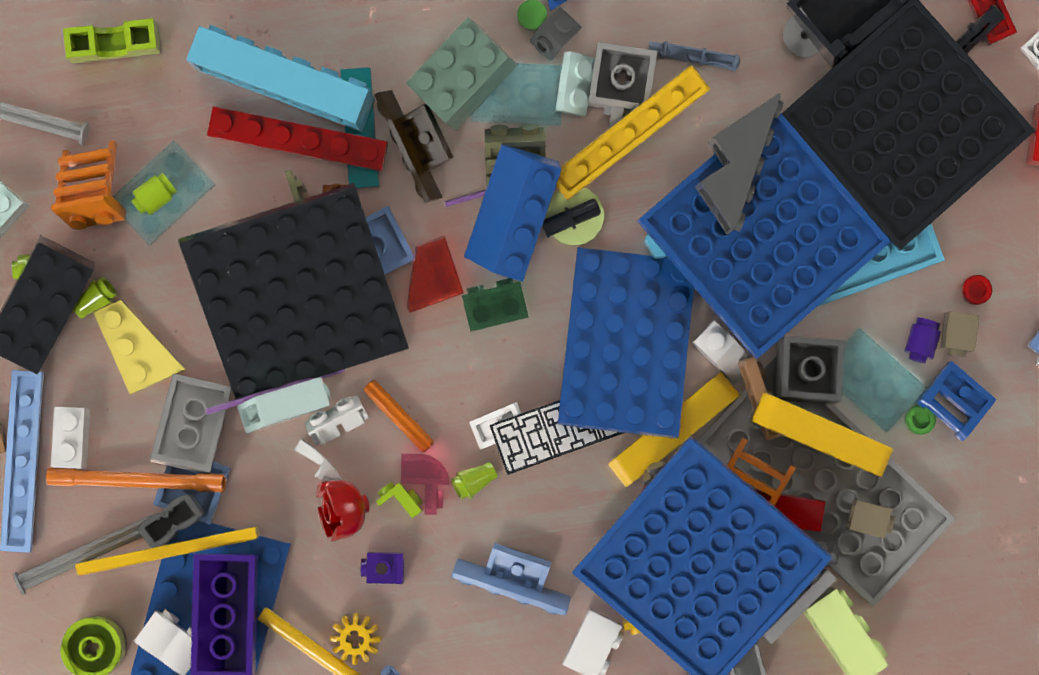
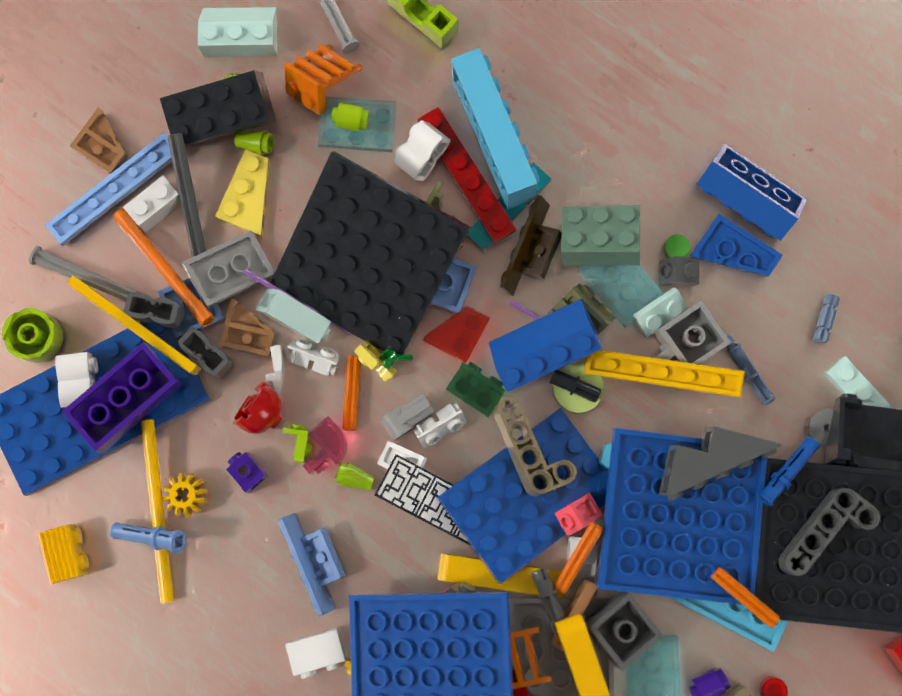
camera: 50 degrees right, 5 degrees down
(91, 401) = (186, 193): none -> dark grey axle
(240, 158) = (421, 150): none -> white brick
(257, 510) = (203, 350): none -> dark grey brick
(260, 458) = (246, 332): none -> medium nougat wing
(387, 369) = (369, 355): none -> light yellow plate
(400, 353) = (391, 357): none -> green hand
(462, 393) = (402, 419): none -> light grey piece
(501, 351) = (450, 420): none -> white hinge
(584, 305) = (529, 445): none -> dark tan beam
(681, 317) = (578, 514): none -> coral bracket
(717, 351) = (578, 557): none -> orange axle
(724, 405) = (548, 594): none -> dark grey axle
(807, 94) = (782, 479): none -> blue pin
(877, 242) = (745, 597): none -> orange axle
(886, 129) = (822, 535): none -> dark grey beam

